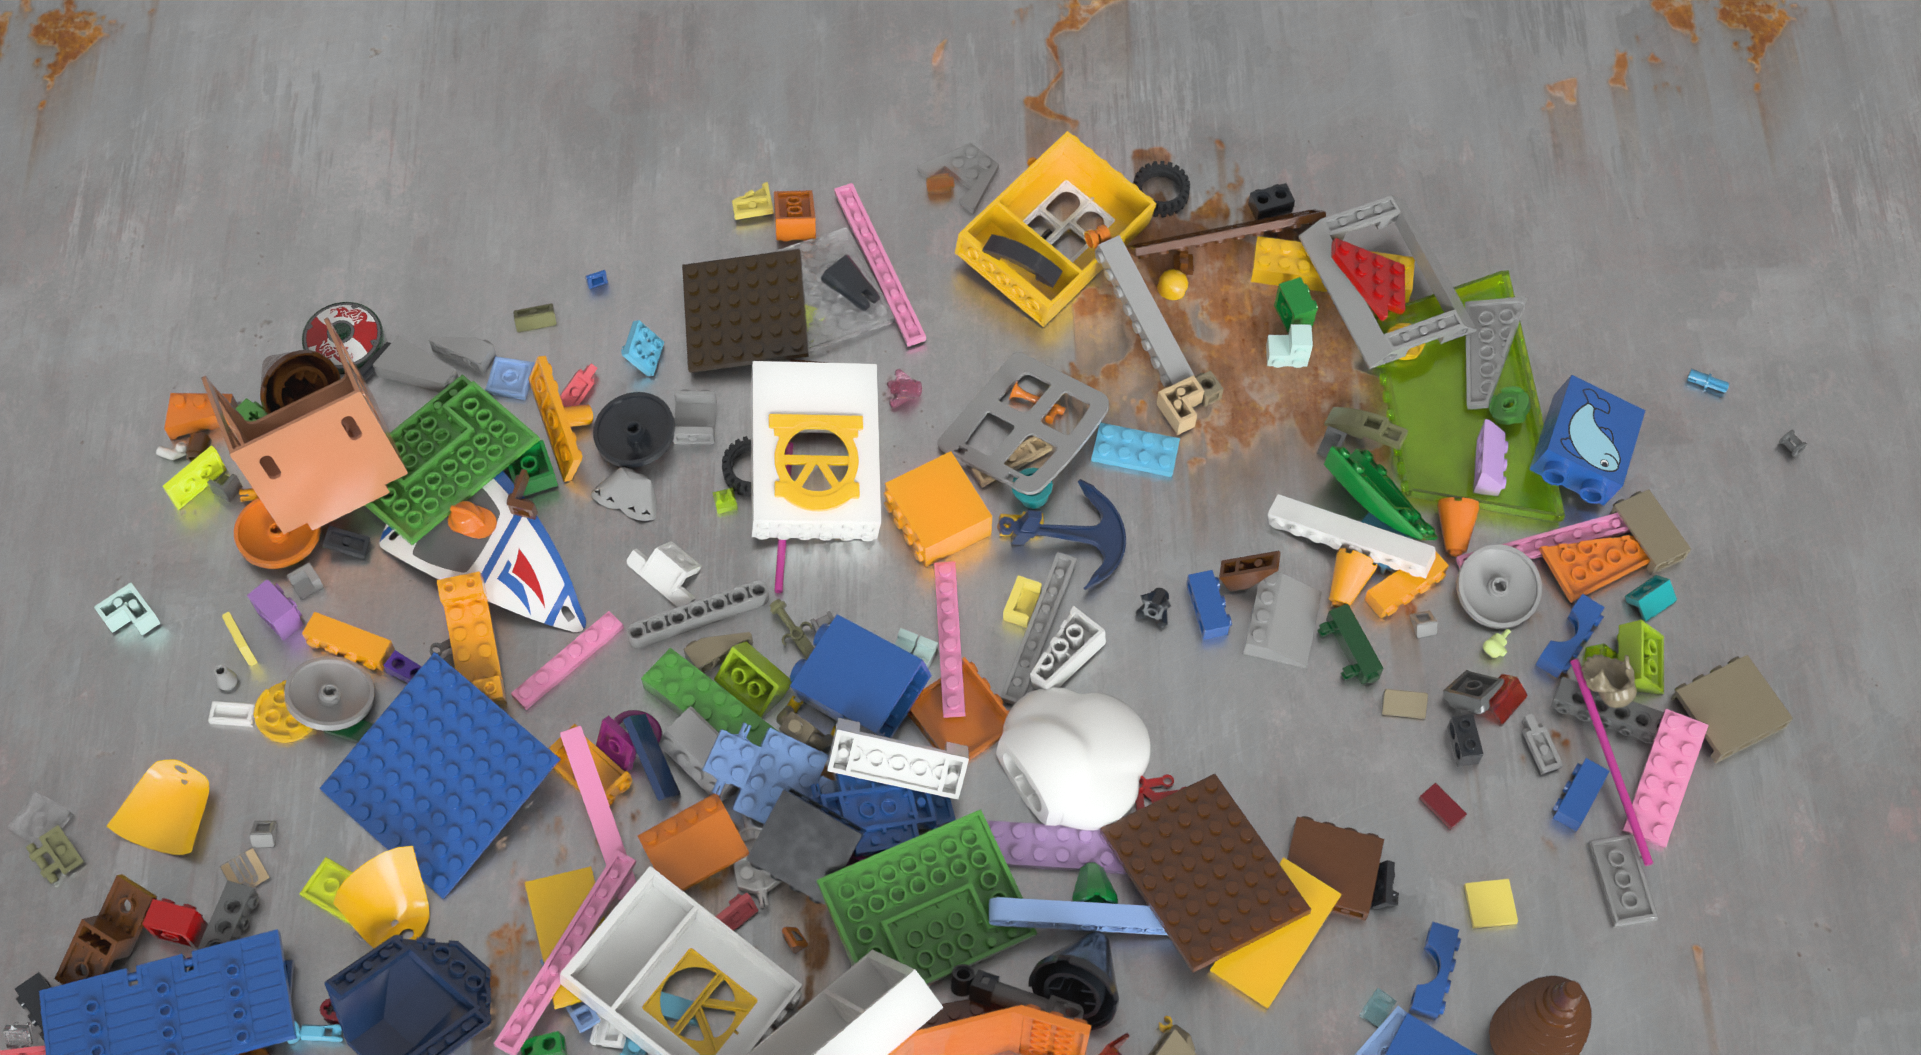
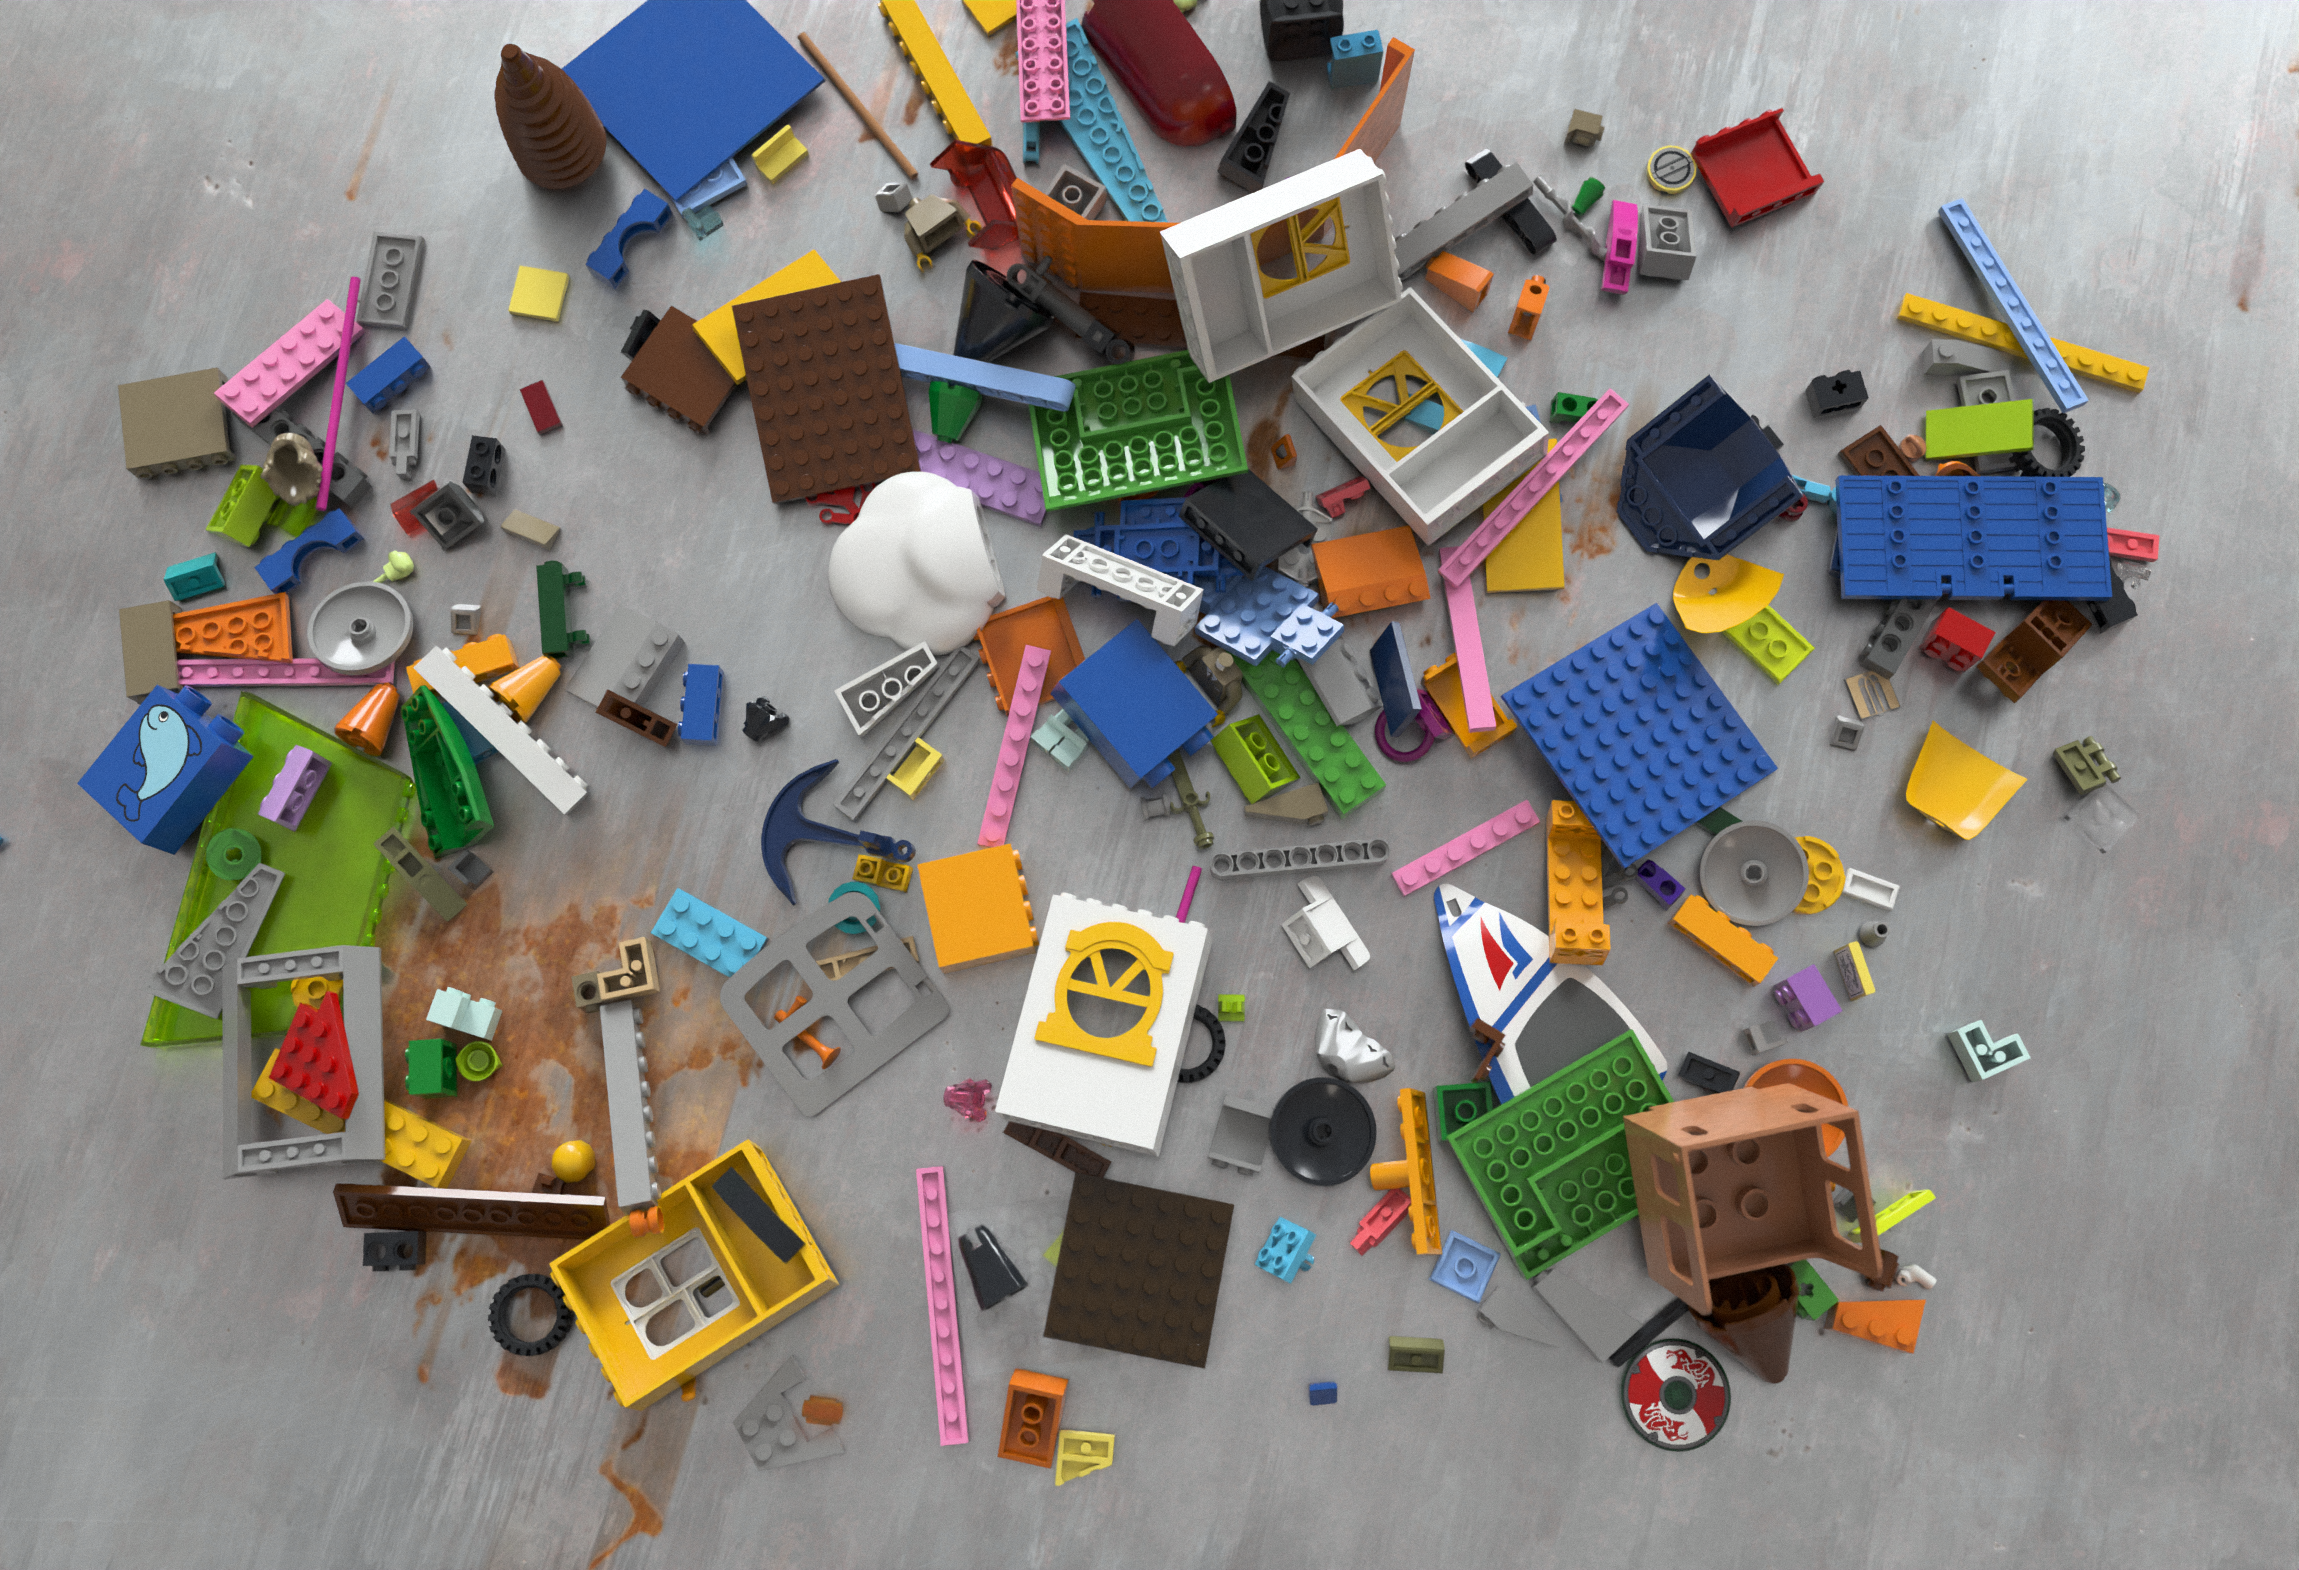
camera: 160 degrees left, 15 degrees up
(471, 520) = (1550, 1041): orange piece -> none
(1266, 324) = (478, 1061): none -> lime hat

